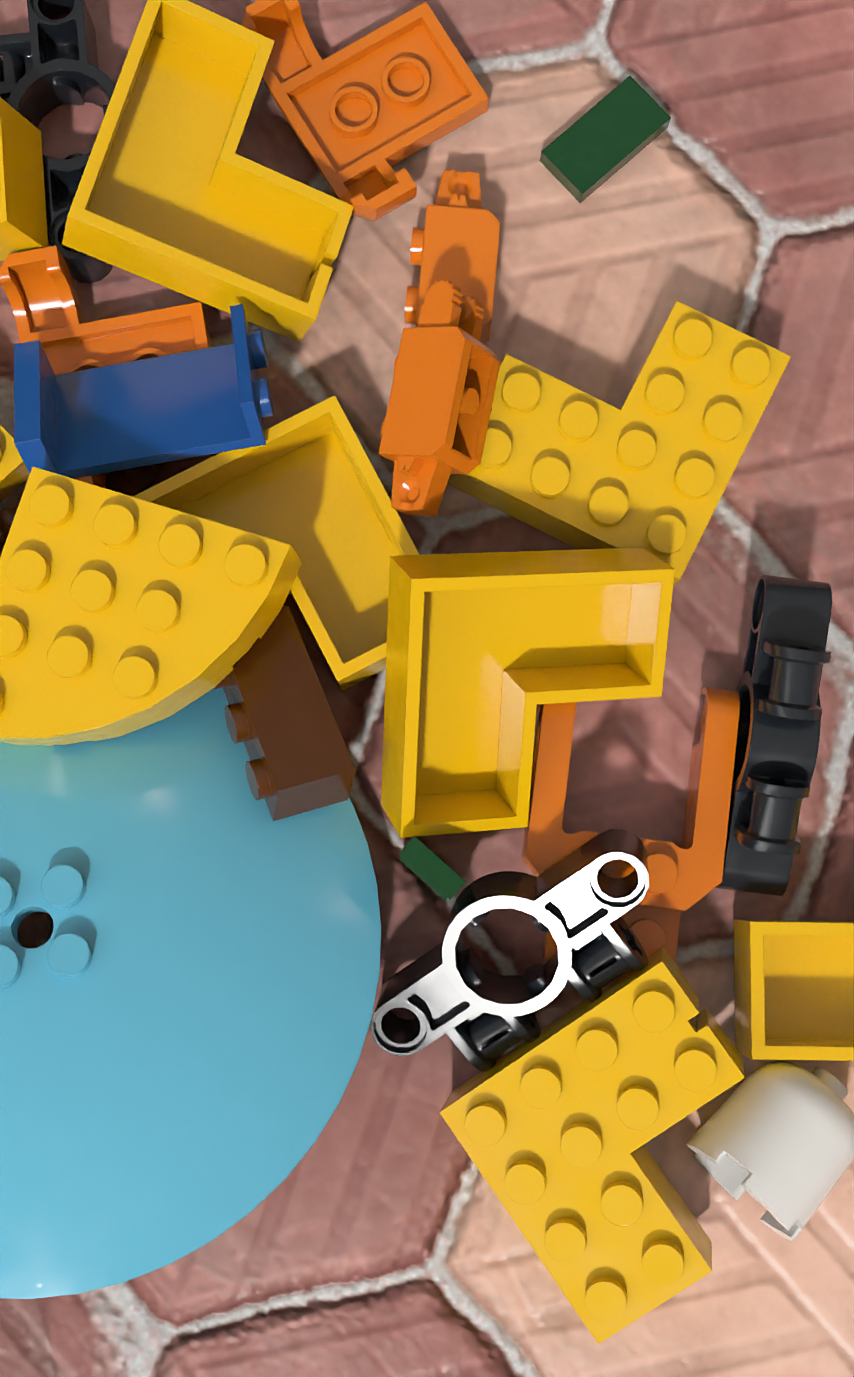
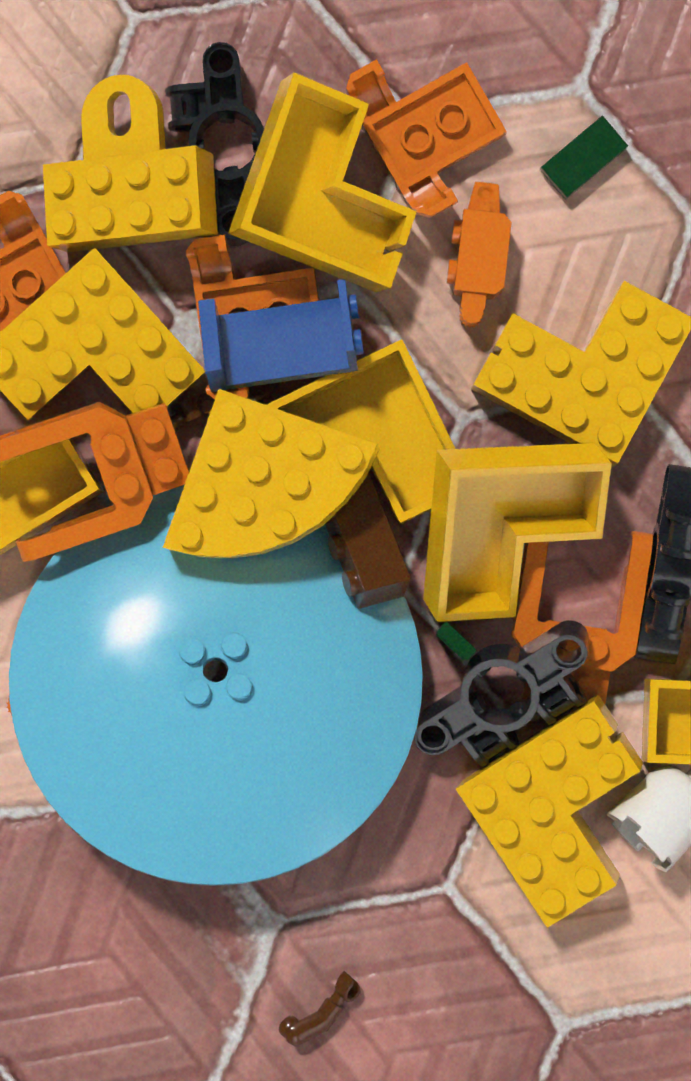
camera: 10 degrees right, 5 degrees up
(438, 400) = (468, 345): orange hinge -> none

